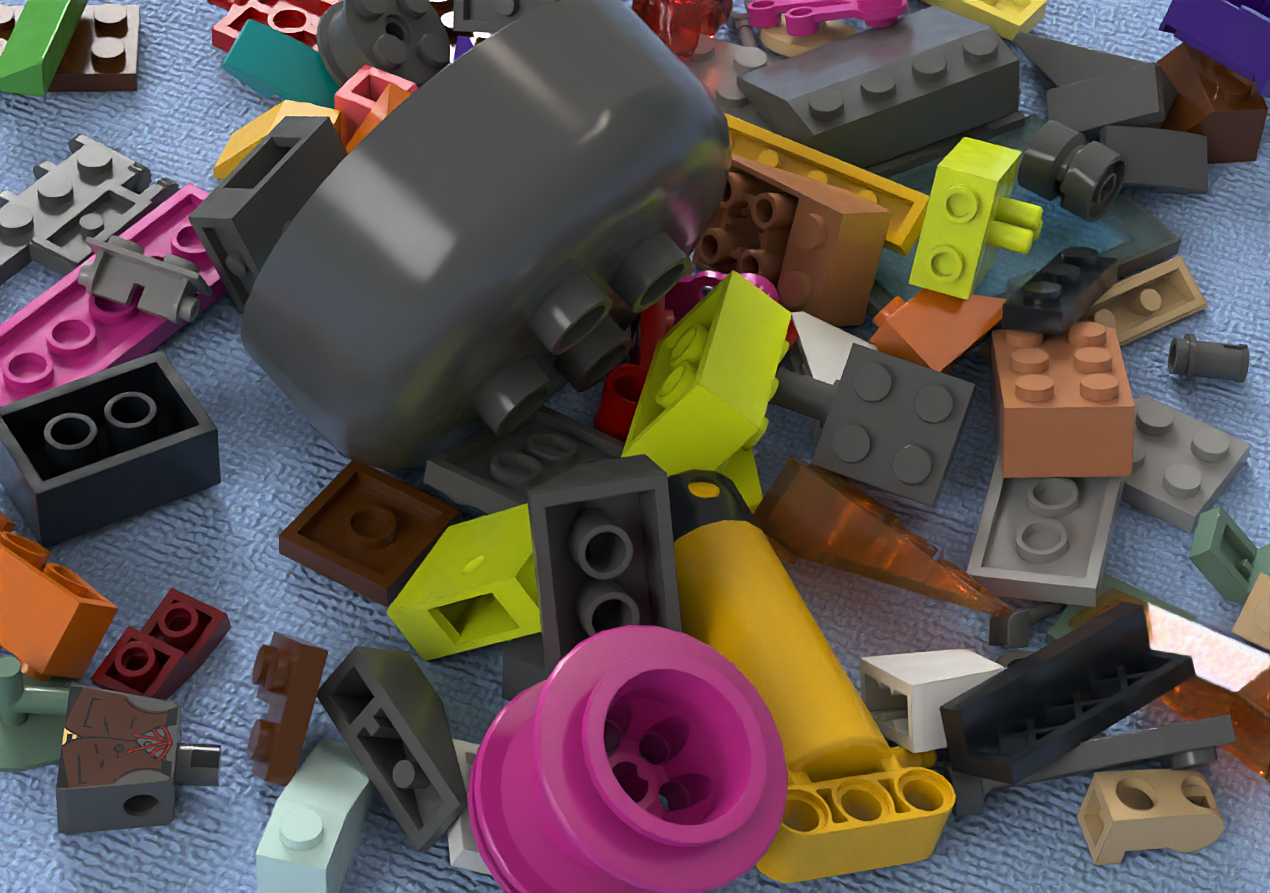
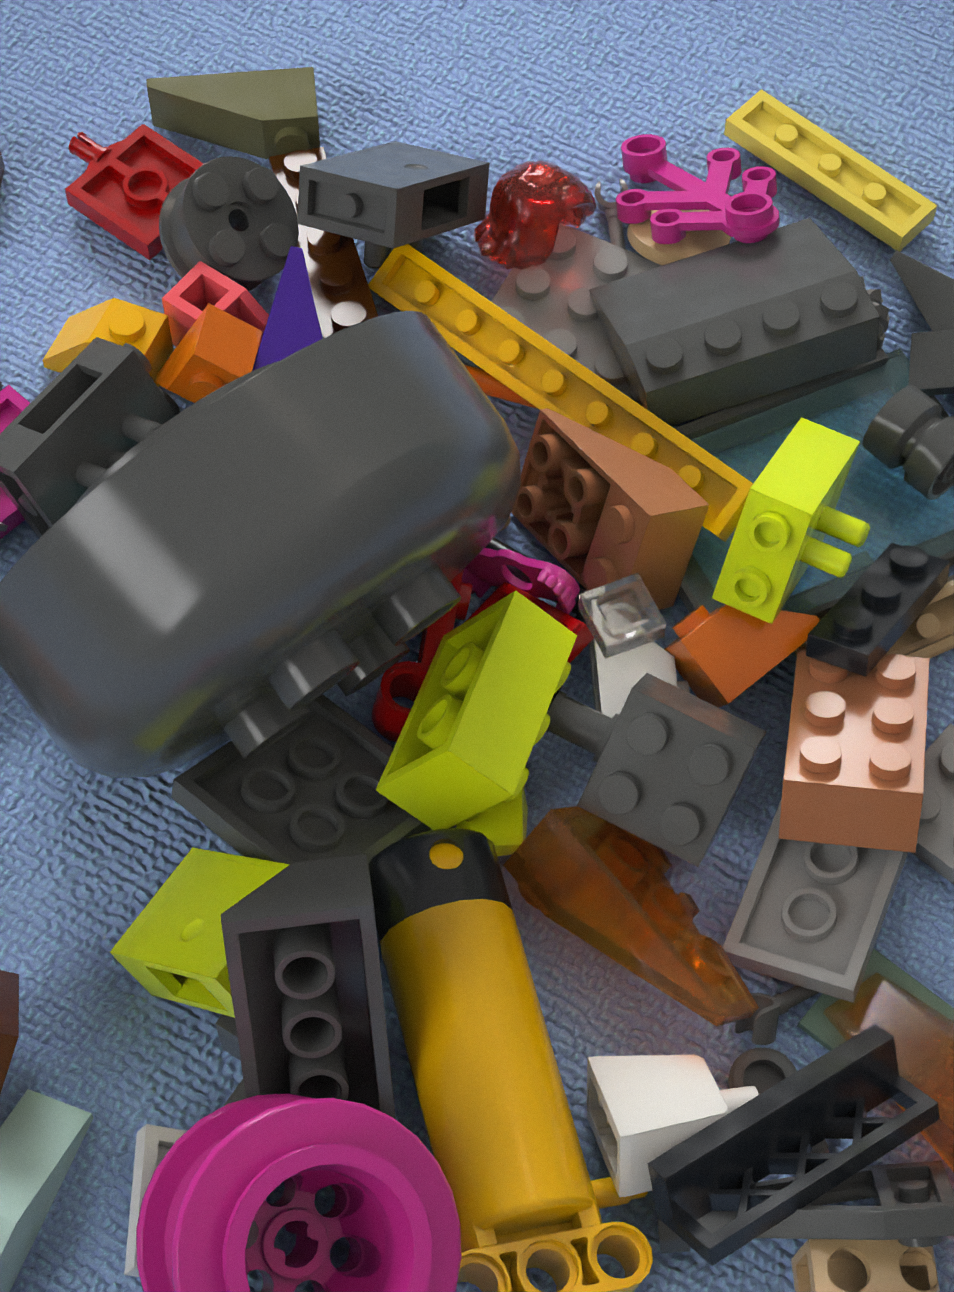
camera: 10 degrees right, 15 degrees up
(279, 66) = (122, 249): teal slope -> none
(367, 532) = (115, 841): reddish brown plate -> none
(399, 738) = (95, 1112): dark grey slope -> none
(825, 310) = (621, 615): none -> clear plate

